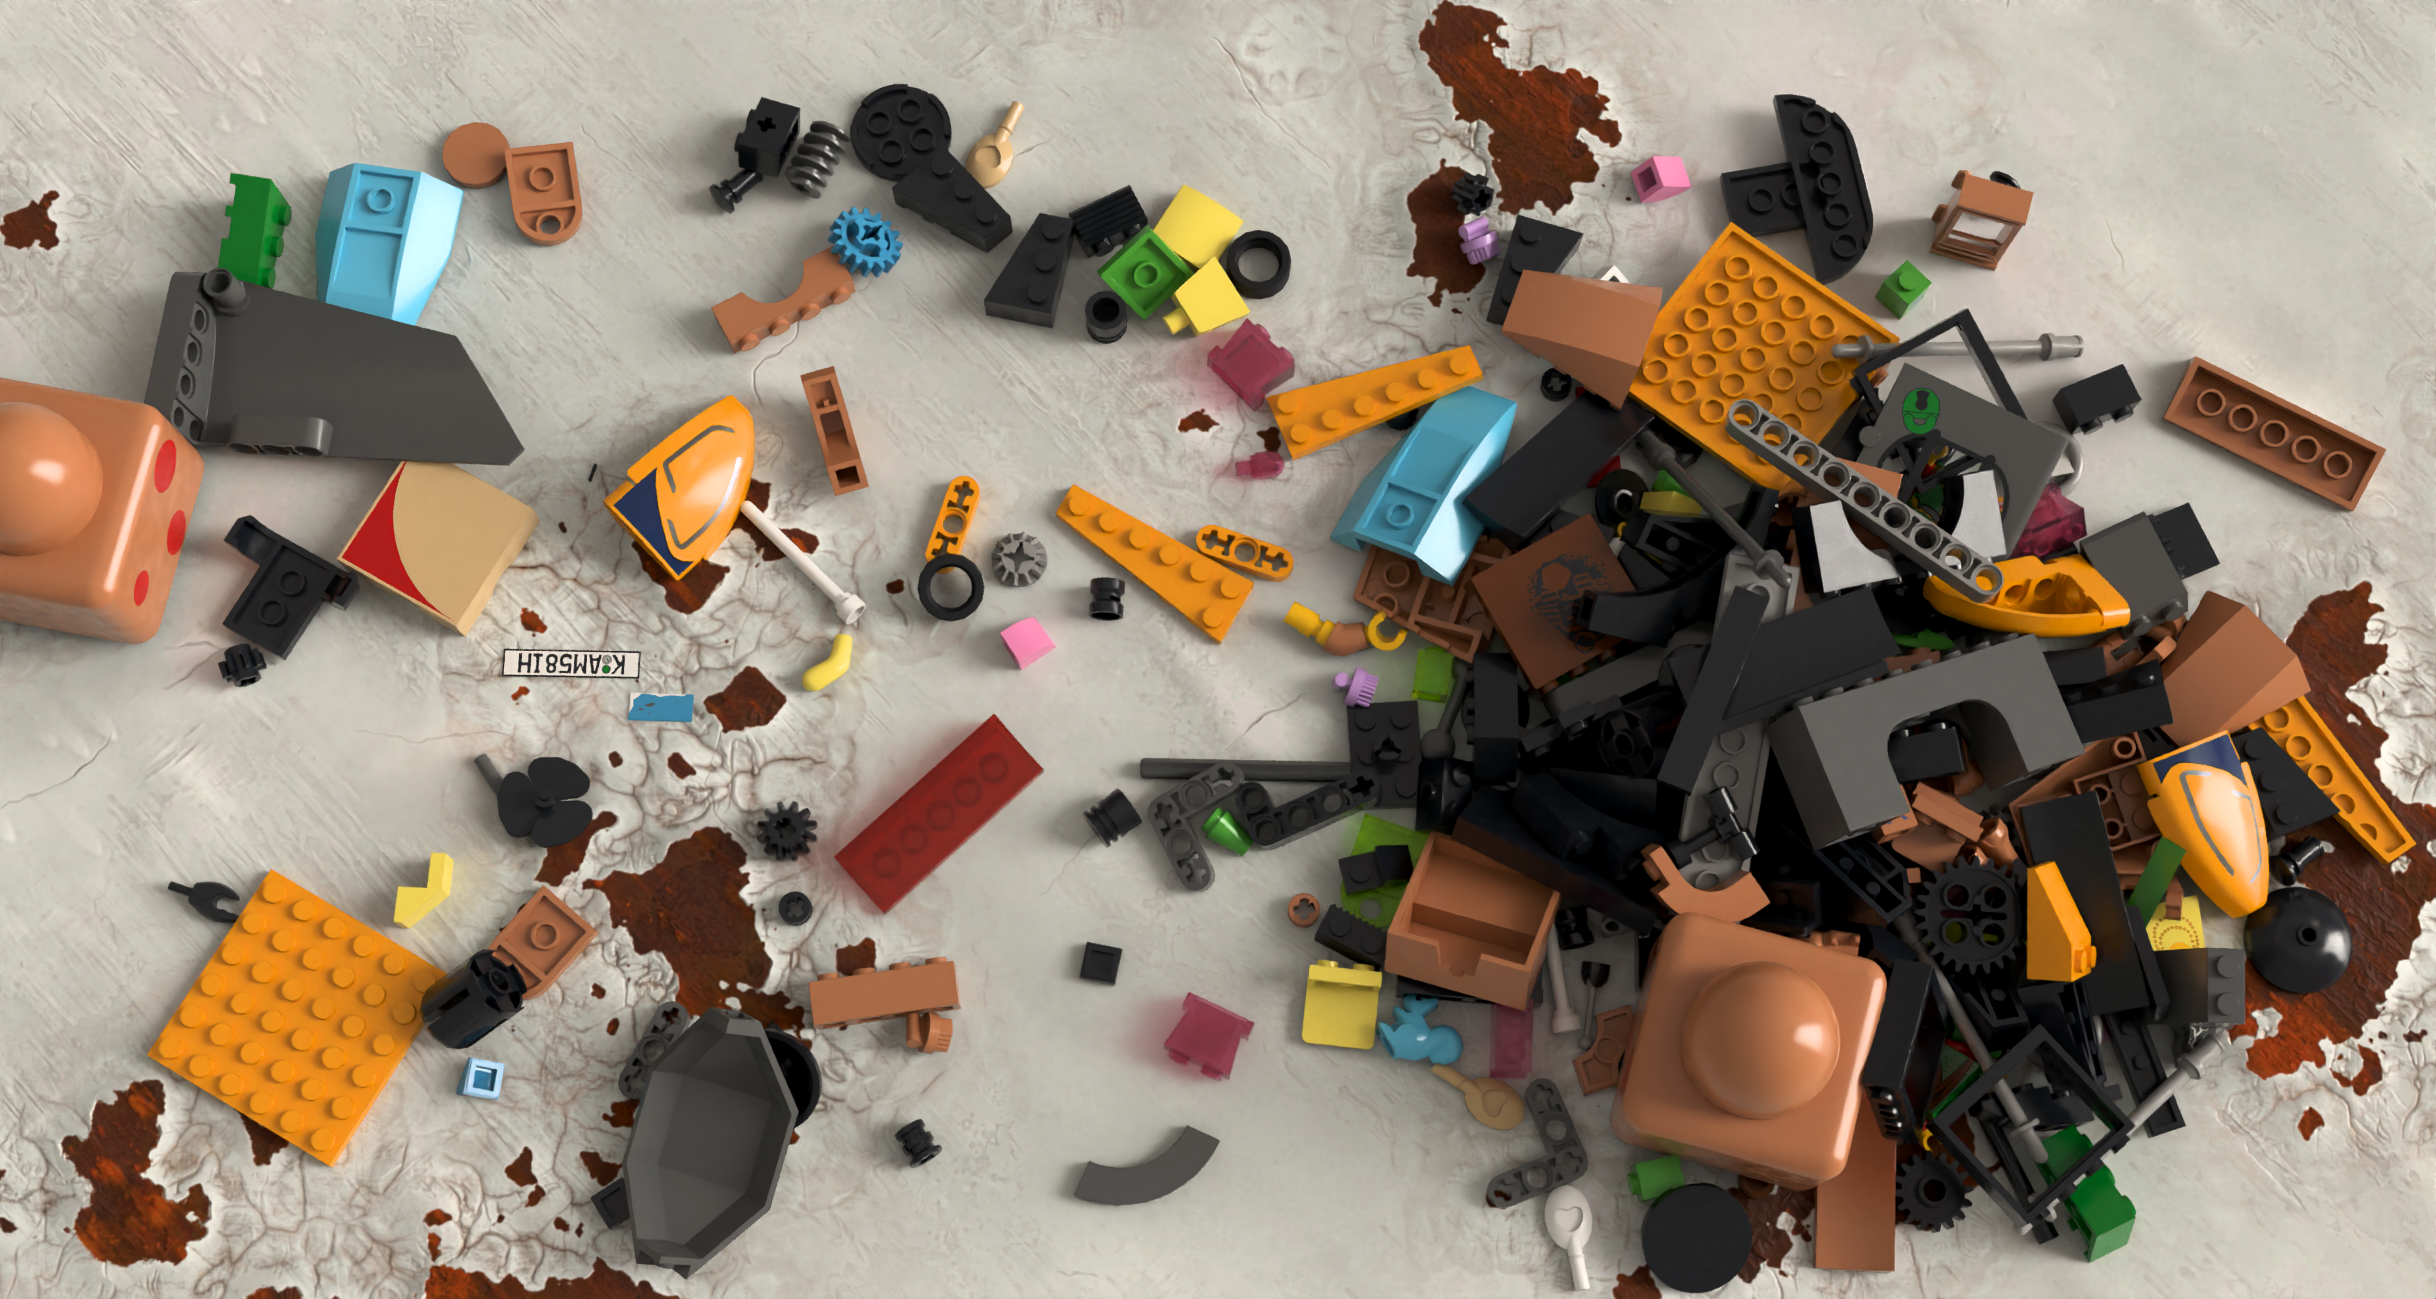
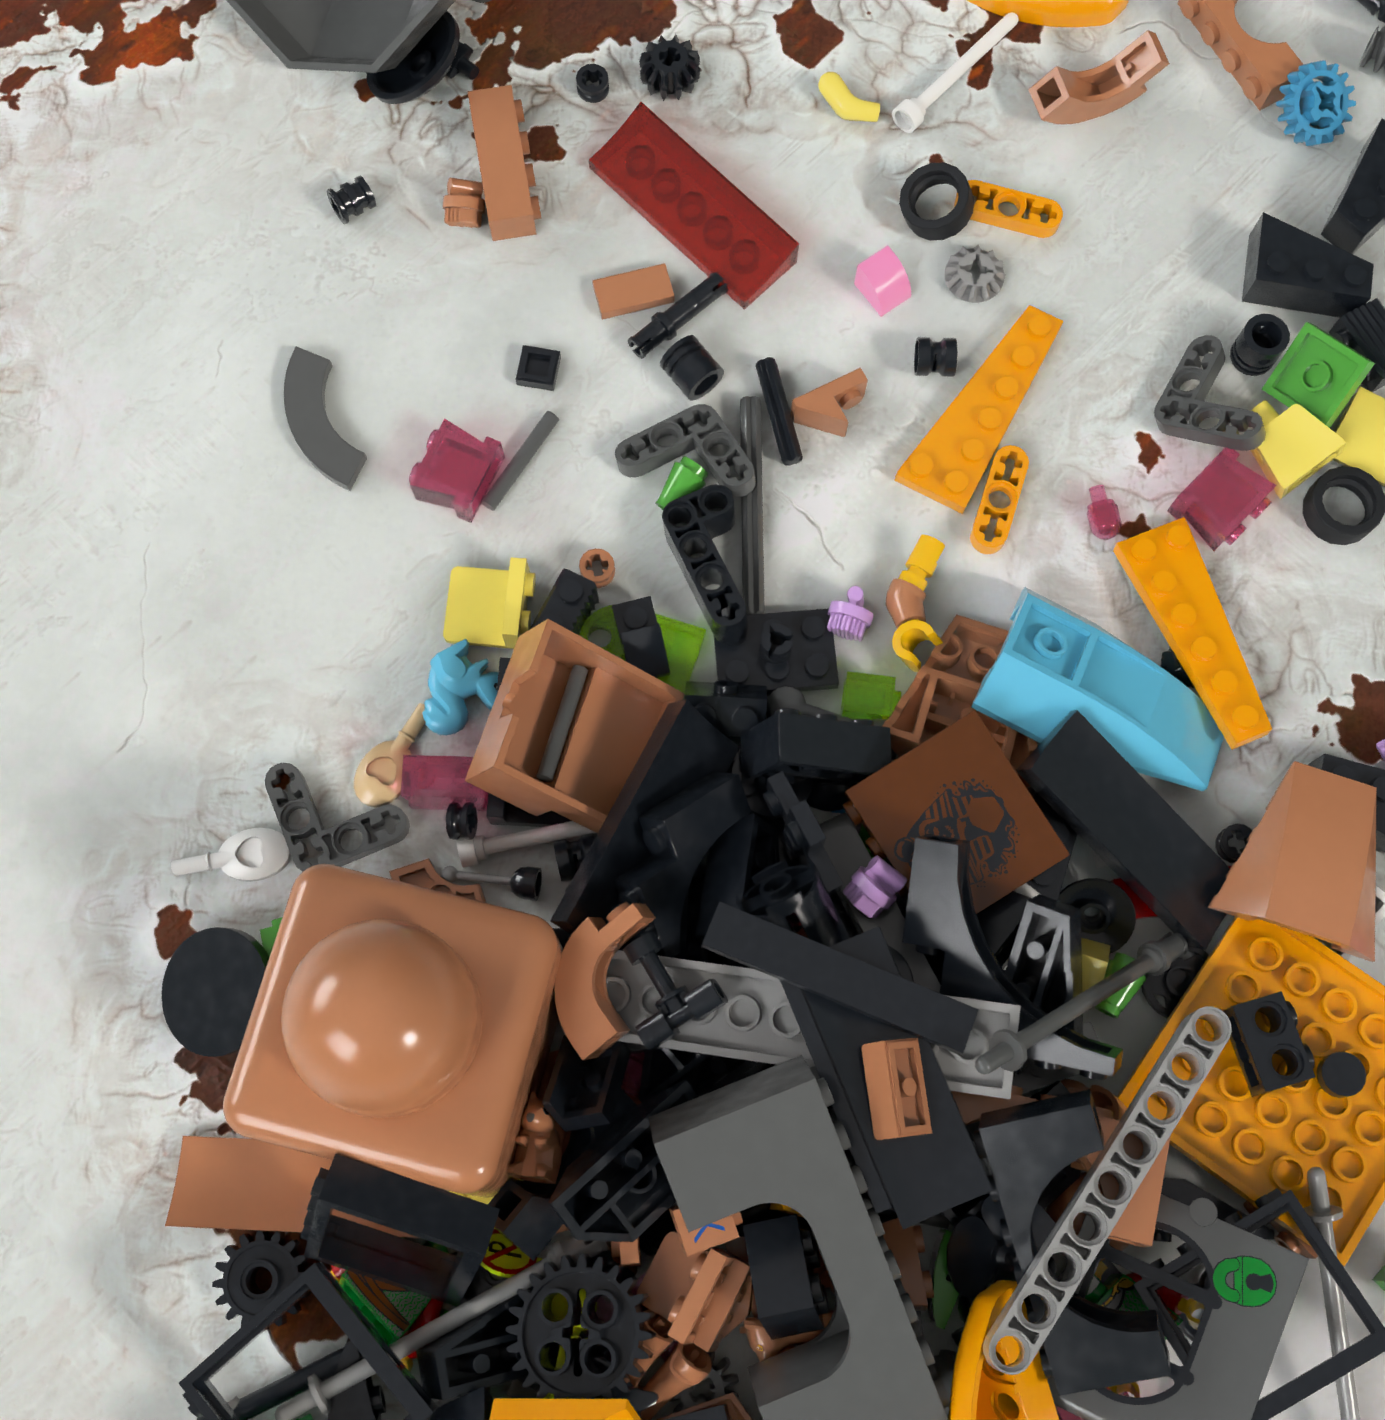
camera: 90 degrees right, 0 degrees up
(1024, 873) = (633, 291): none -> nougat tile
(1062, 841) = (667, 323): none -> black pin
(1153, 701) = (823, 405): none -> nougat slope
(1153, 742) = (779, 411): none -> black axle
(1157, 381) = (1195, 409): none -> dark grey beam
(1194, 980) = (520, 460): none -> dark grey bar
(1466, 931) = (562, 724): none -> dark grey bar
(1547, 1025) = (461, 820): none -> black bush
(1616, 670) = (874, 887): none -> lavender piece
(1738, 382) = (1255, 1047): none -> black brick
(1755, 324) = (1341, 1074): none -> black tile
(1797, 651) = (896, 1088): none -> nougat slope

